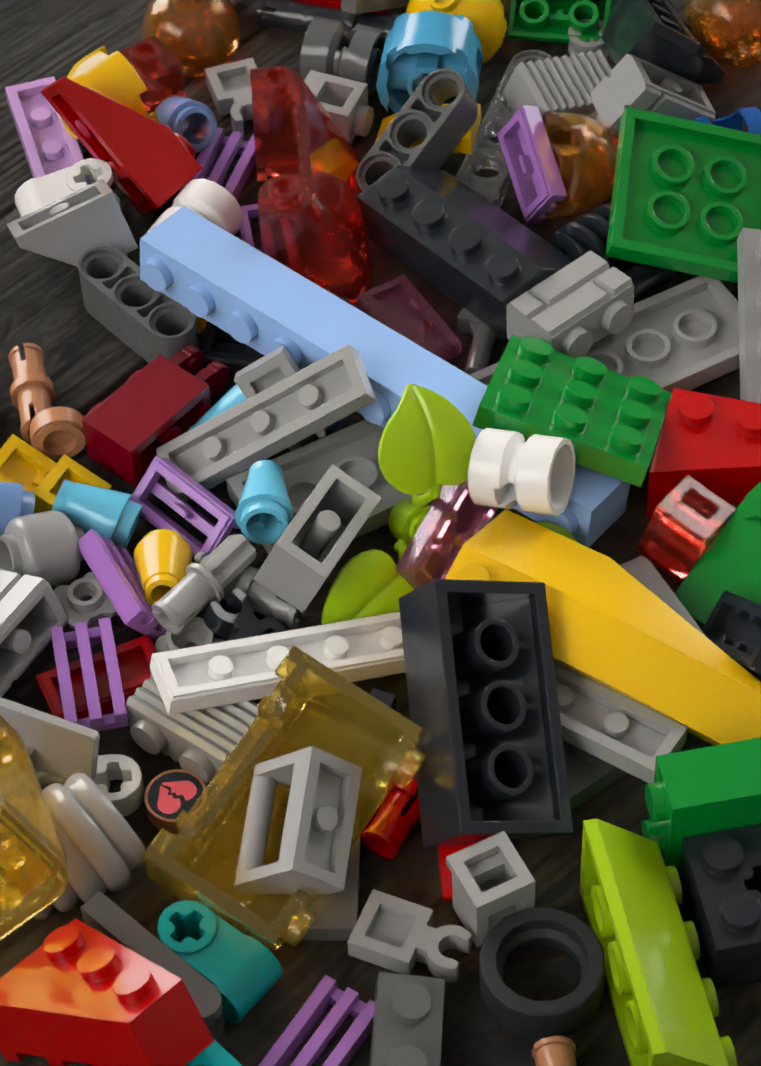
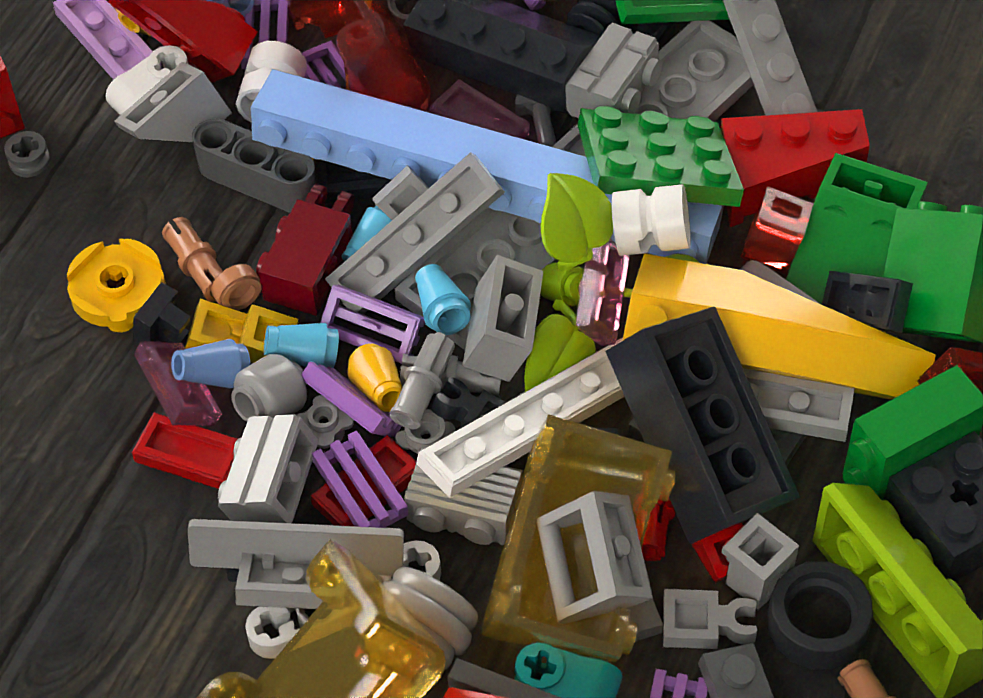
camera: 20 degrees left, 5 degrees up
(171, 794) = (471, 565): tile -> none

